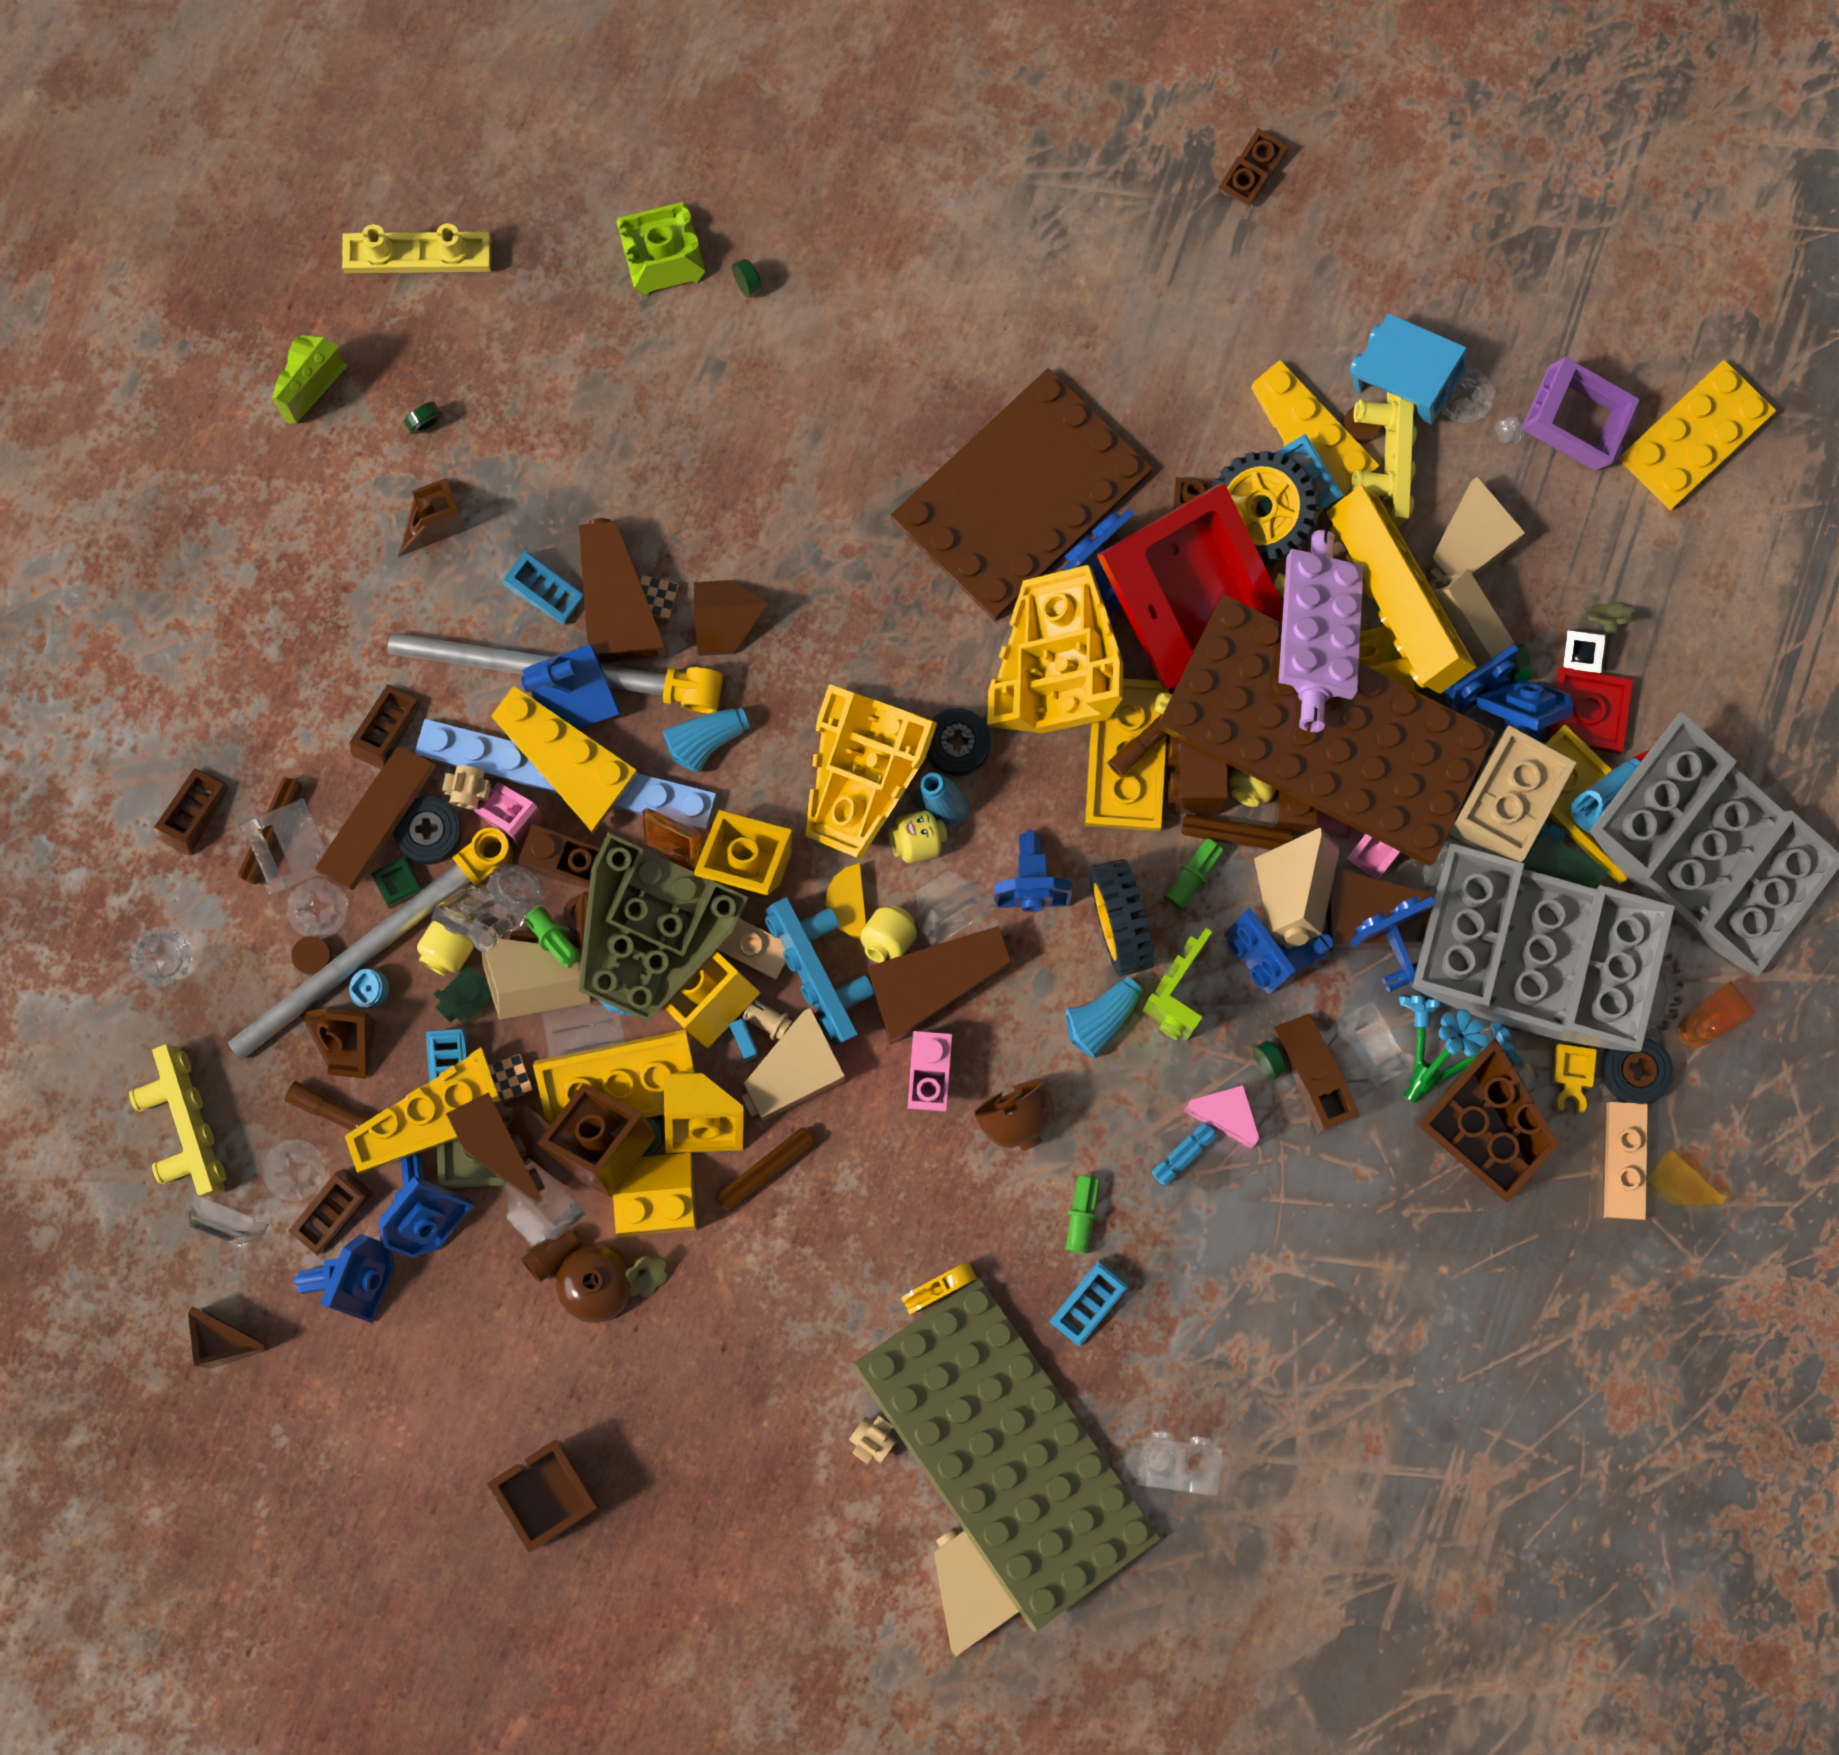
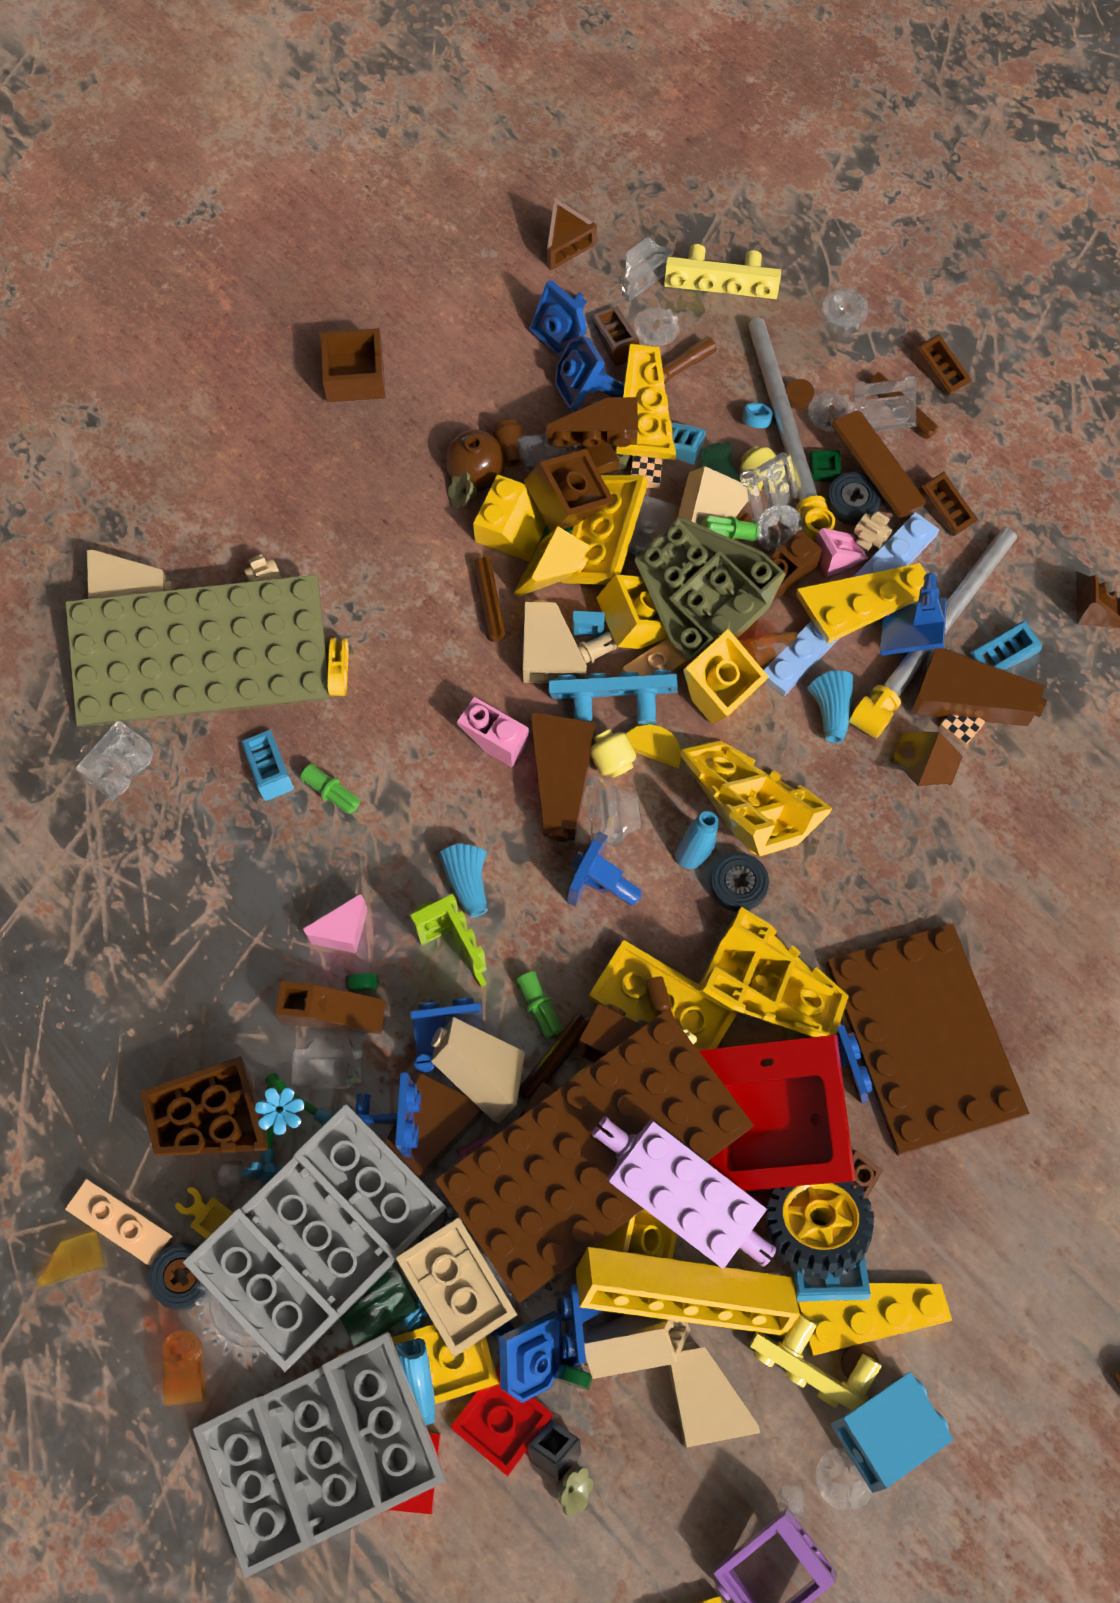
camera: 120 degrees right, 10 degrees down
(342, 1039) = (730, 389): reddish brown slope -> none
(917, 836) = (677, 811): light yellow head -> none
(1018, 1116) = (427, 773): reddish brown cylinder -> none
(1122, 917) = (530, 915): black wheel -> none
(1184, 1154) = (330, 881): dark azure axle -> none

